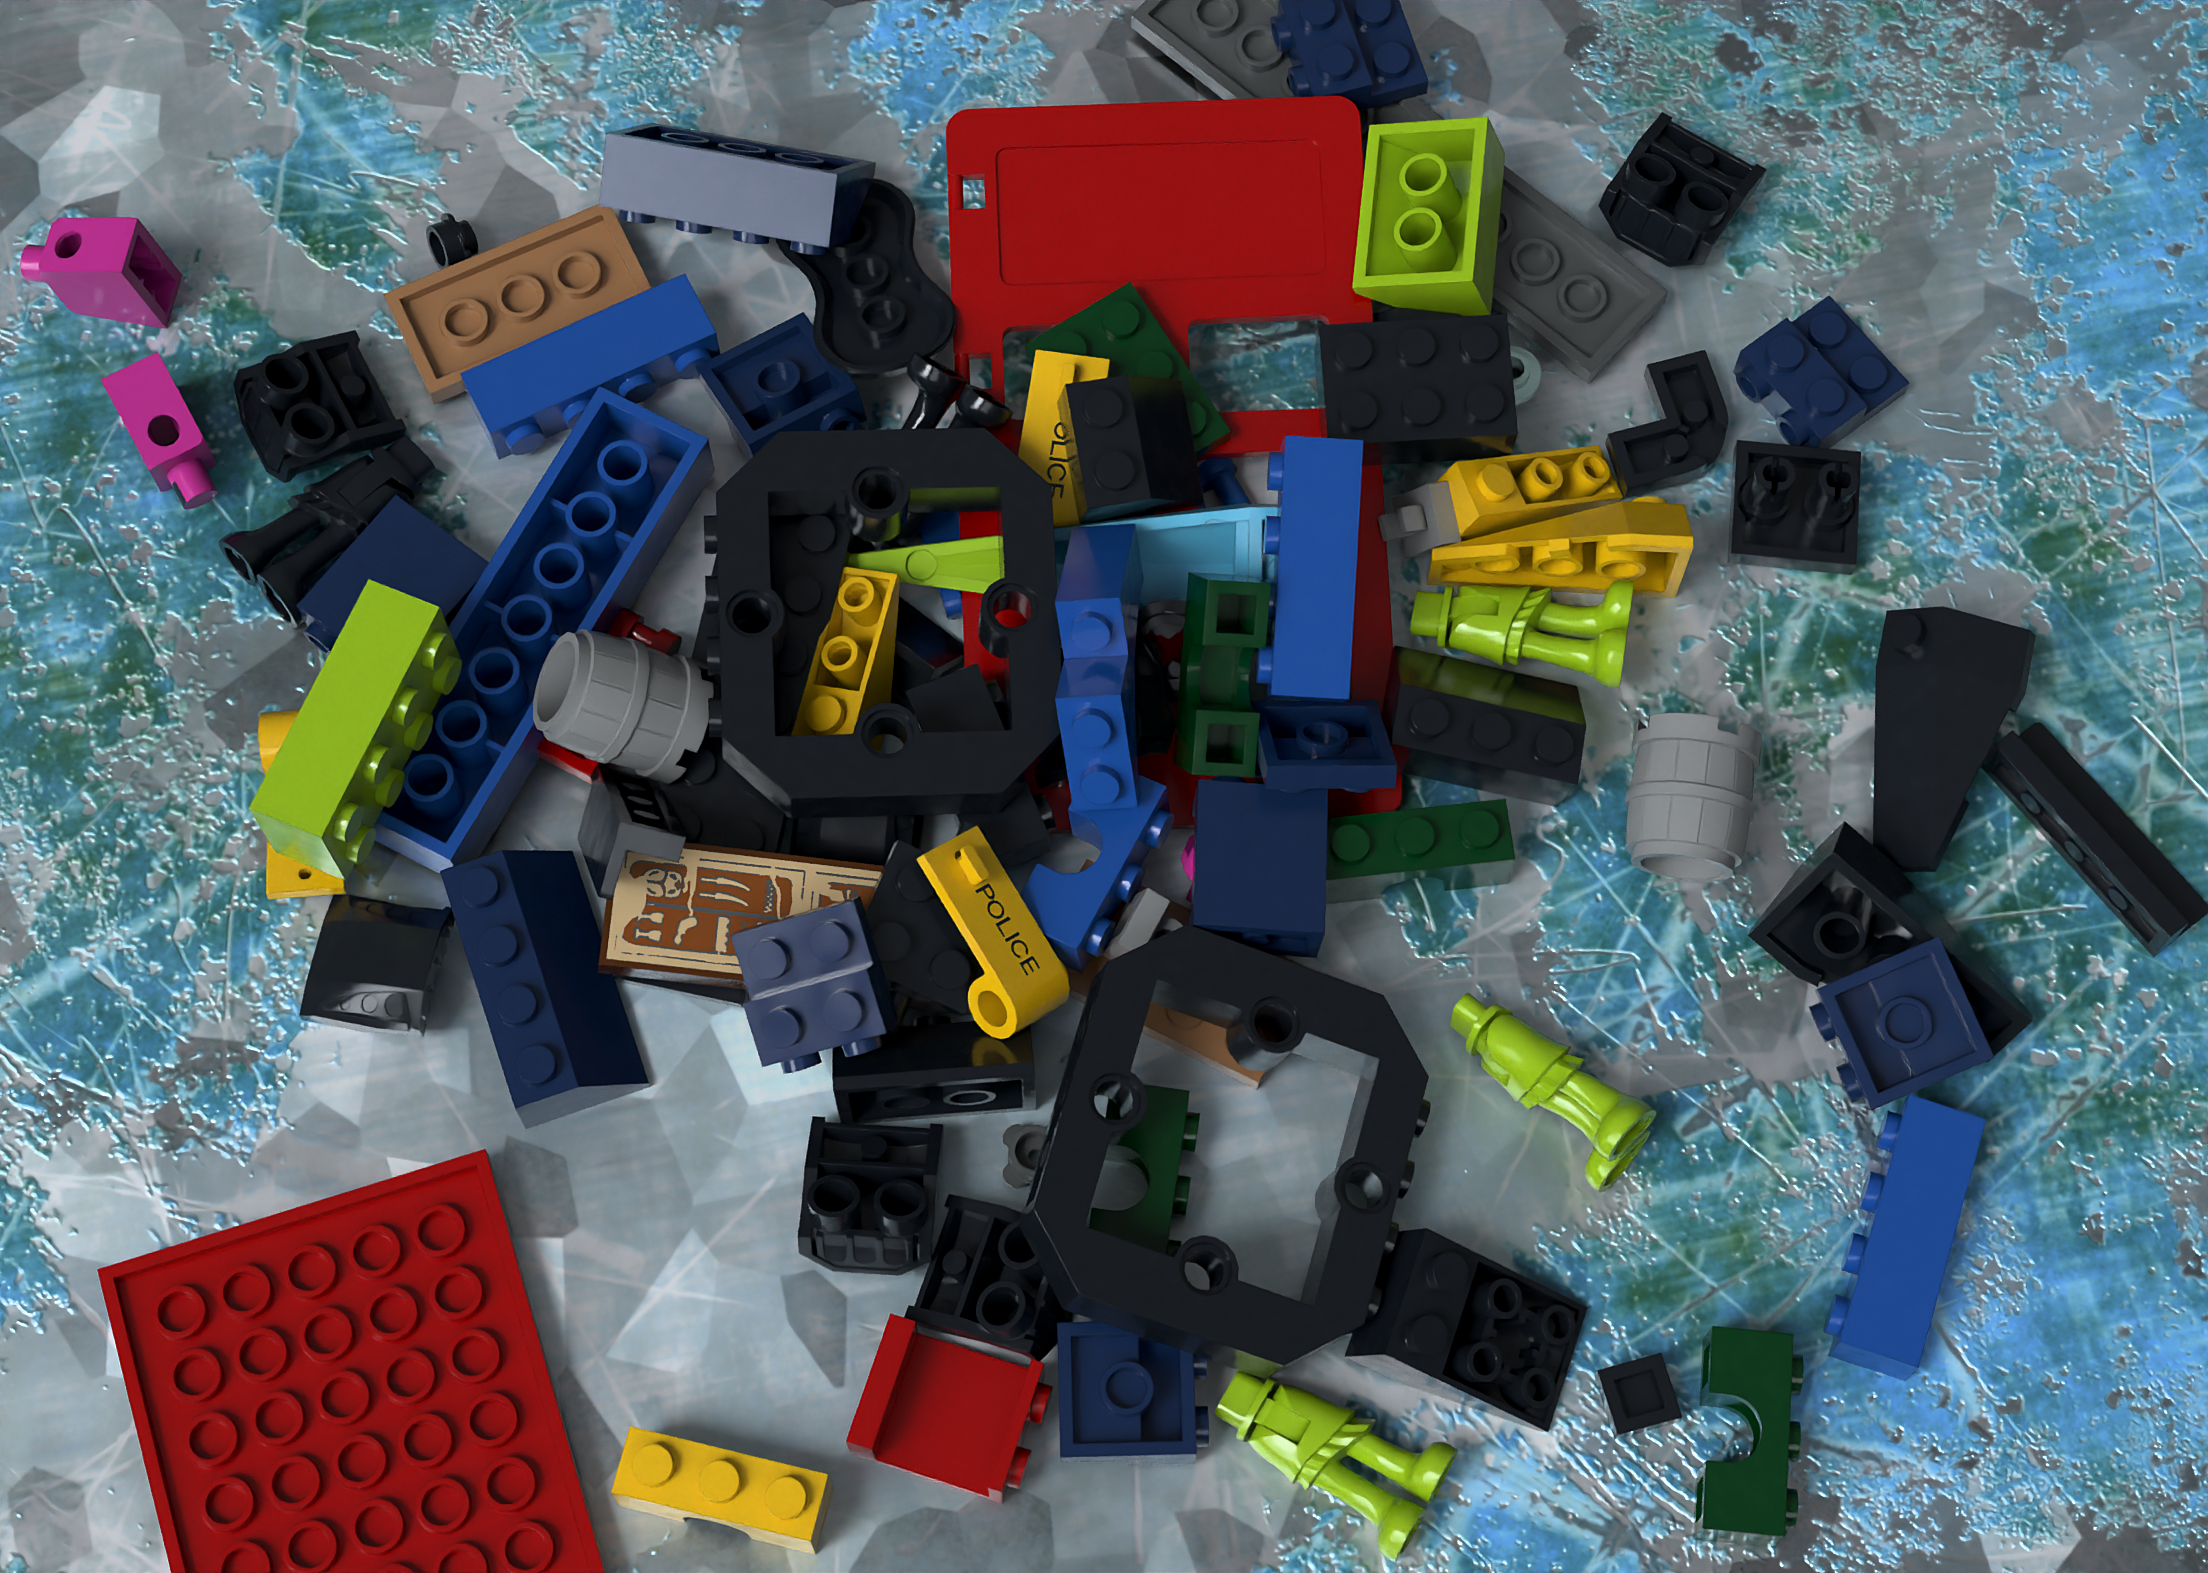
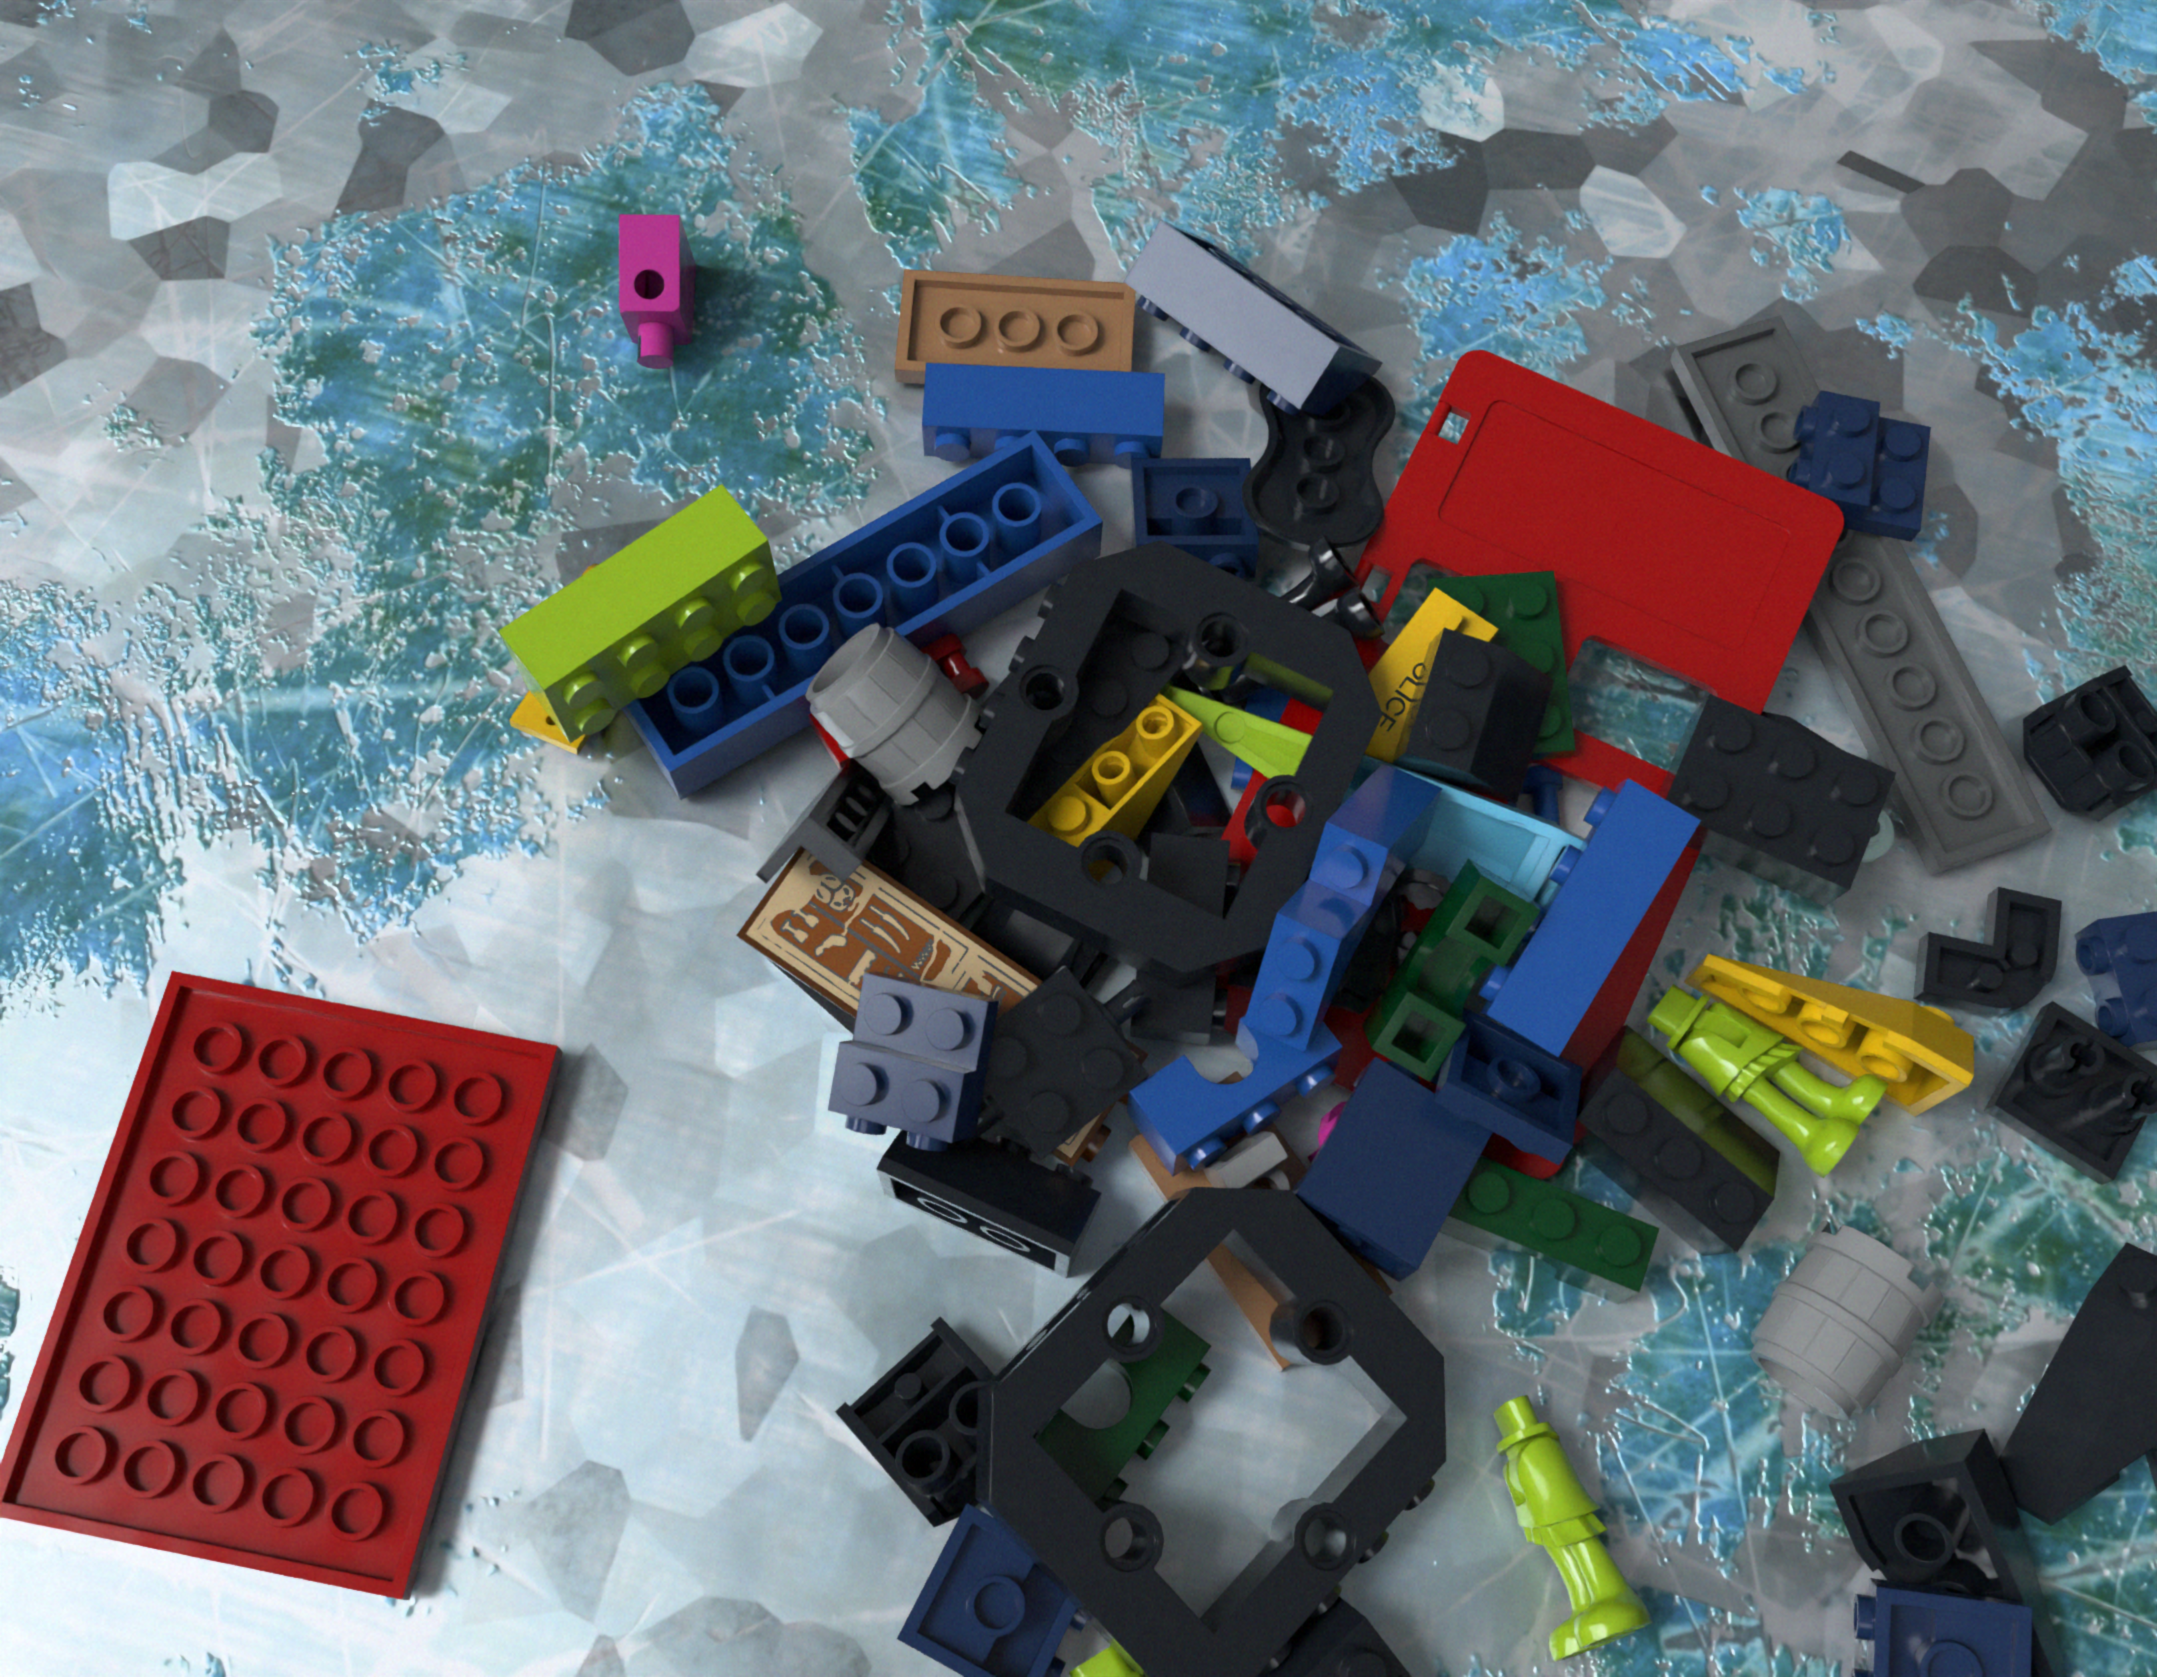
camera: 25 degrees right, 0 degrees up
(106, 270) = (691, 139): dark pink torso -> none
(313, 406) = (795, 332): black slope -> none
(338, 509) = (770, 432): black piece -> none
(375, 965) = (566, 832): black slope -> none
(400, 552) = (786, 497): dark blue panel -> none
(451, 241) = (987, 254): black plate -> none
(539, 982) = (677, 966): dark blue slope -> none
(723, 1486) = (577, 1486): yellow arch -> none
(870, 1196) = (868, 1278): black slope -> none
(948, 1412) = (826, 1526): red panel -> none
(1020, 967) = (1114, 1139): yellow door -> none
(1020, 1143) = (1032, 1304): dark grey plate -> none
(1422, 520) = (1712, 922): light grey tile -> none
(1430, 215) = (1864, 648): lime slope -> none
(1528, 488) = (1813, 941): yellow slope -> none

